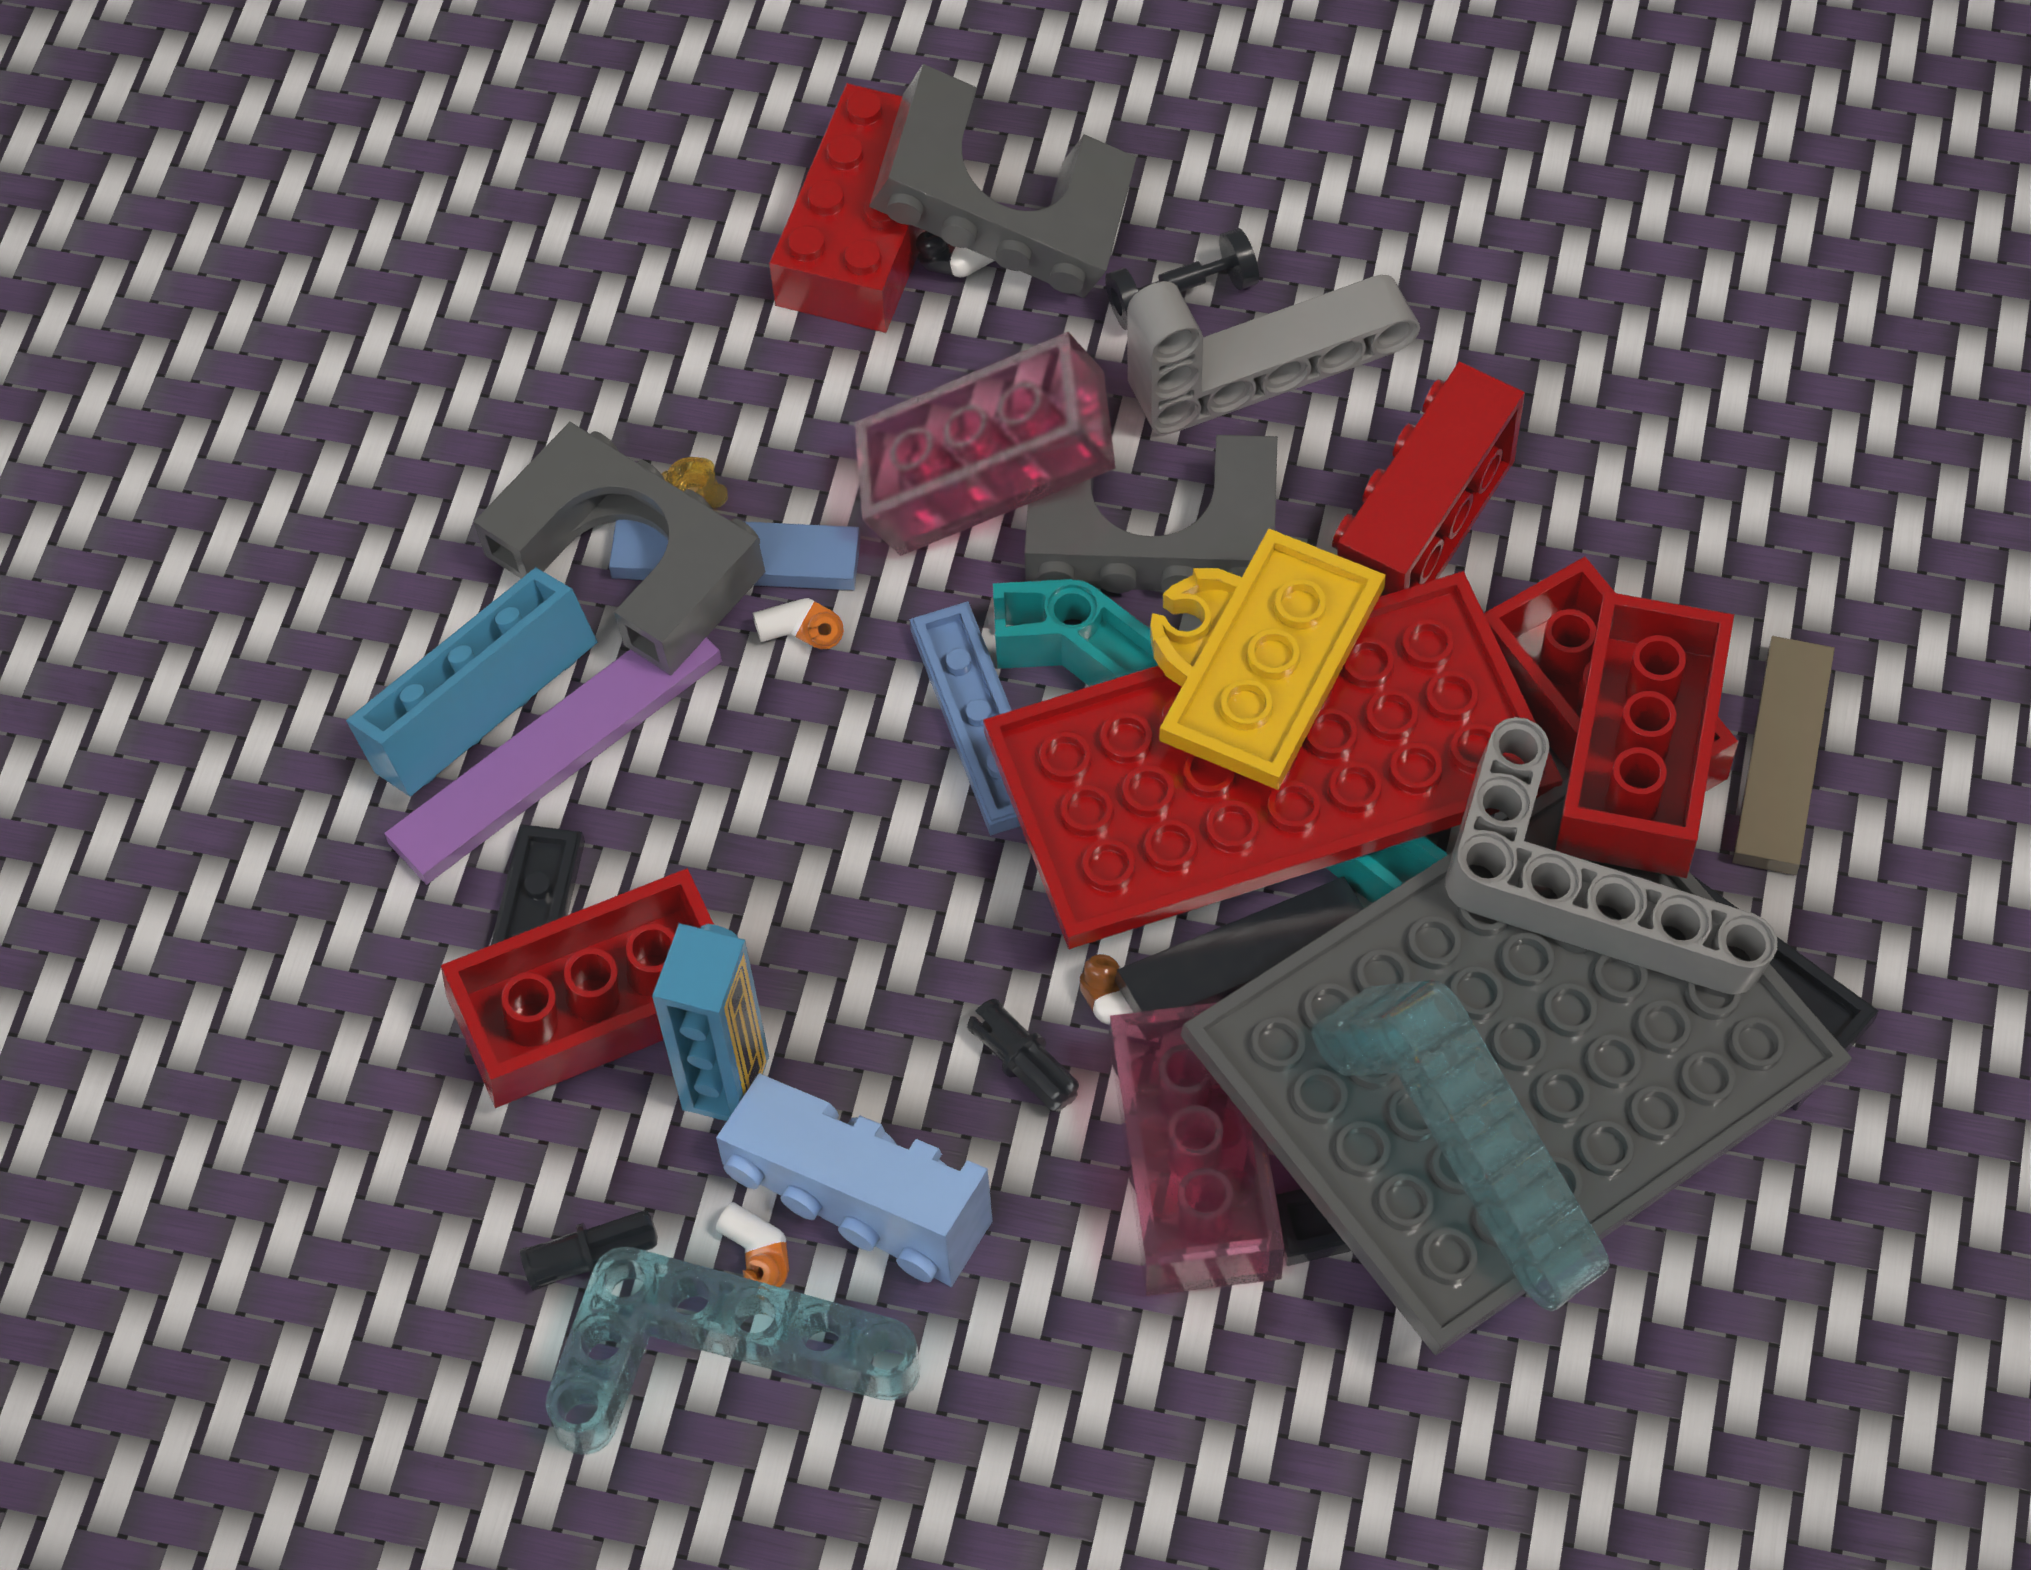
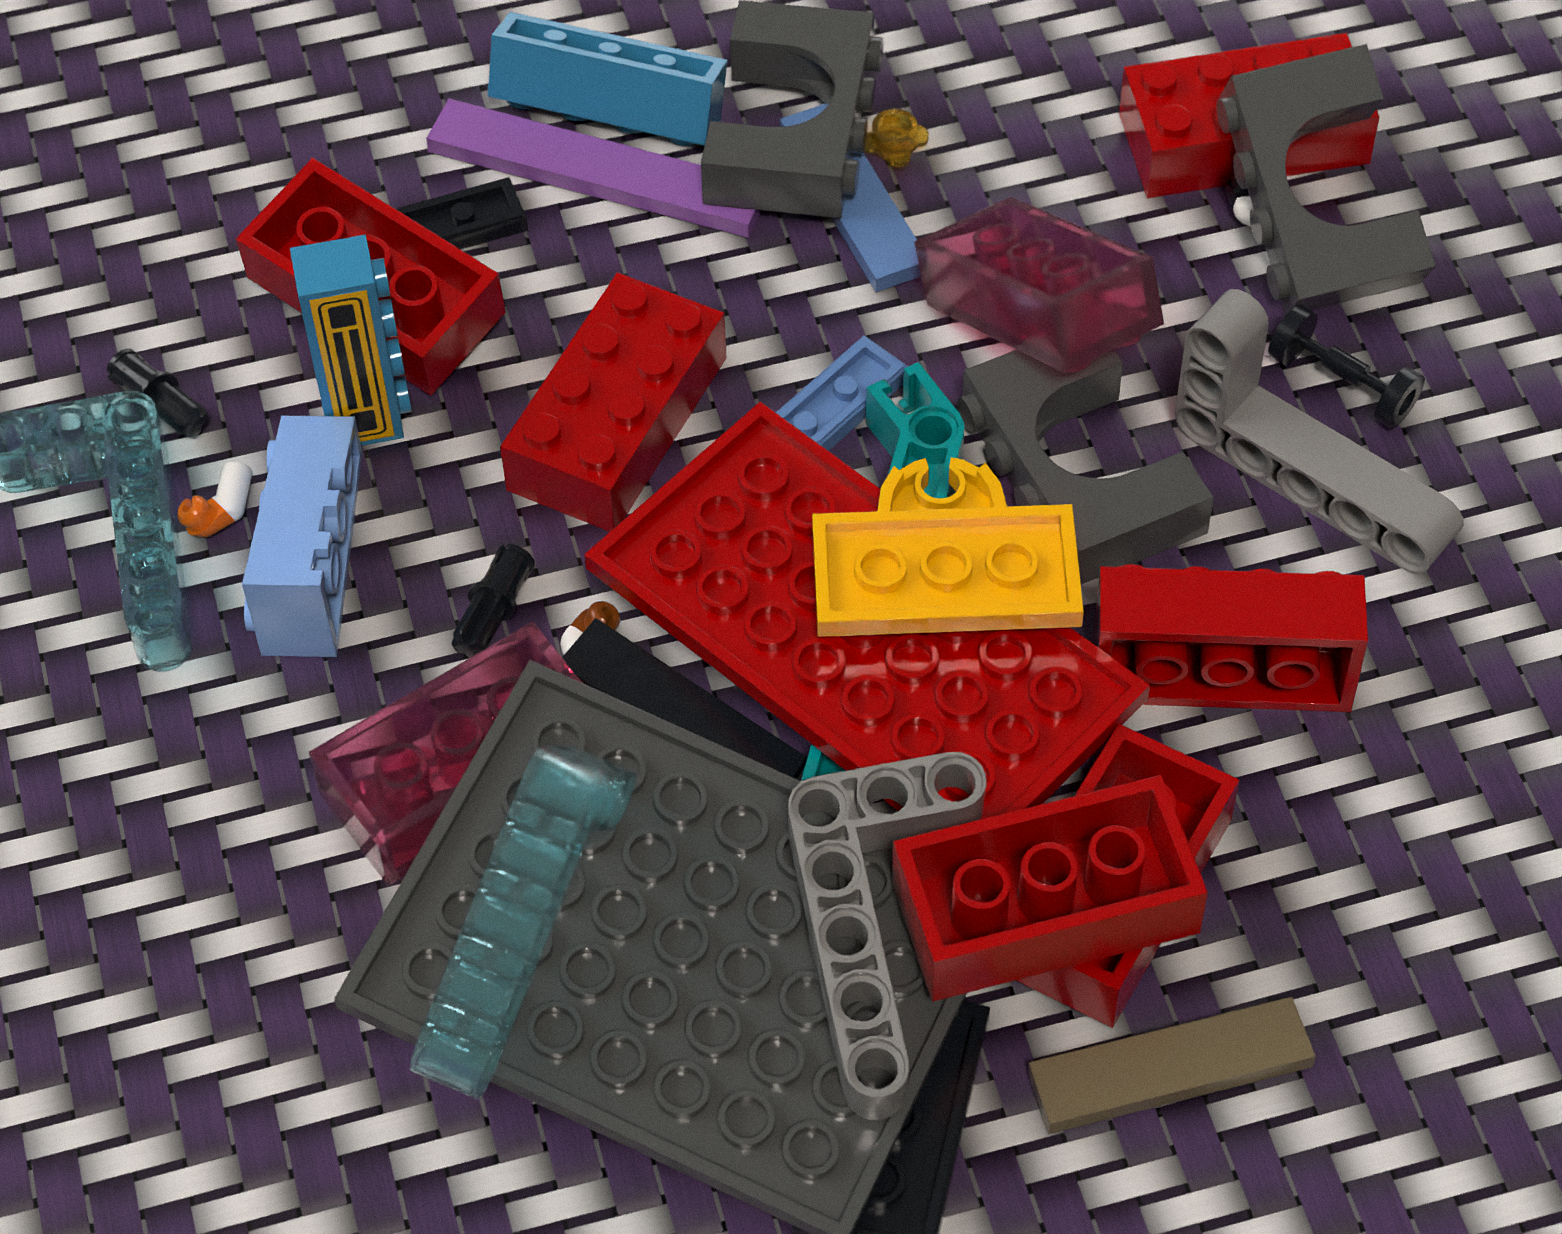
camera: 60 degrees right, 5 degrees down
(801, 619) = (817, 266): arm -> none
(866, 850) = (614, 402): none -> red brick

